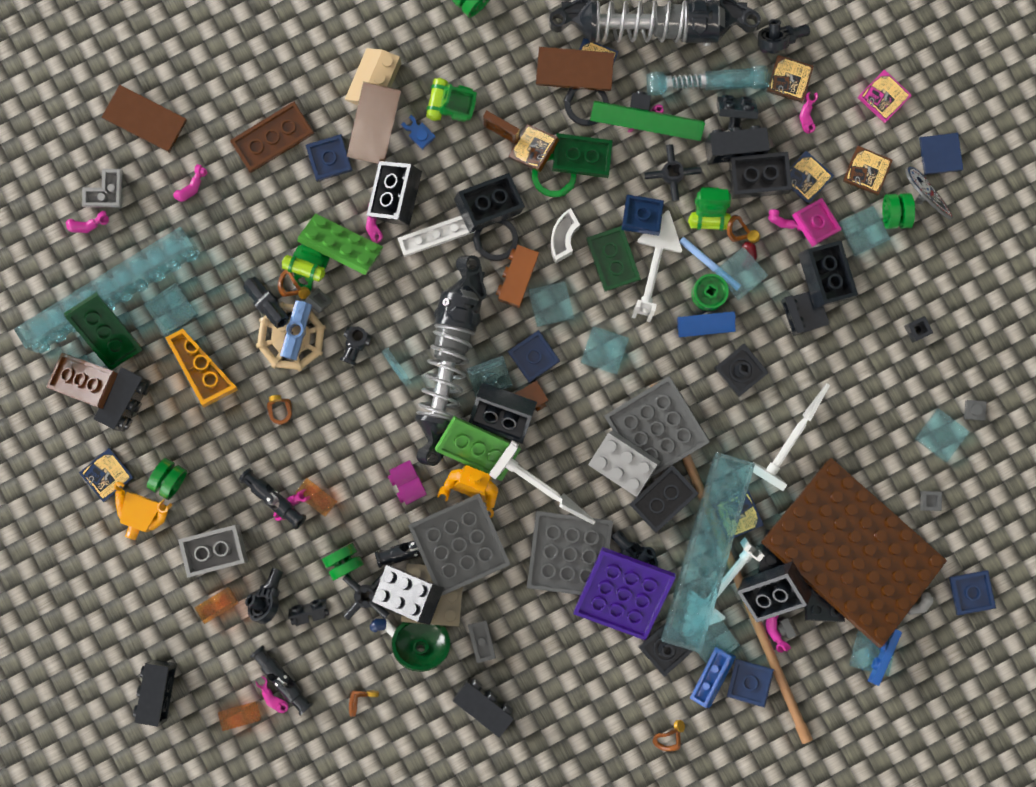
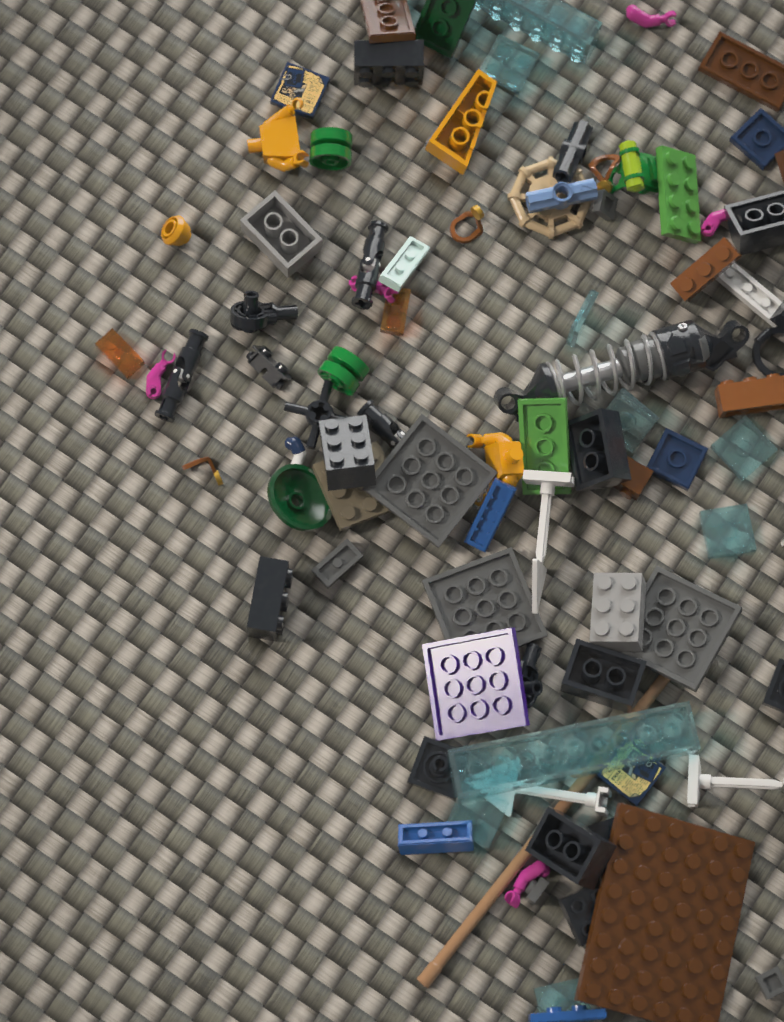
camera: 60 degrees right, 10 degrees down
(154, 692) = (101, 251): black brick -> none
(168, 627) = (176, 231): none -> light orange cone
(216, 605) = (224, 269): clear orange plate -> none
(285, 473) = (404, 264): none -> light aqua tile
(353, 346) = (579, 267): black connector -> none
(407, 482) = (464, 396): magenta brick -> none
(409, 257) = (706, 269): none -> dark orange brick
(506, 513) = (490, 515): none -> blue plate
(679, 727) = (359, 829): dark orange piece -> none
(750, 683) = (452, 883): dark blue tile -> none

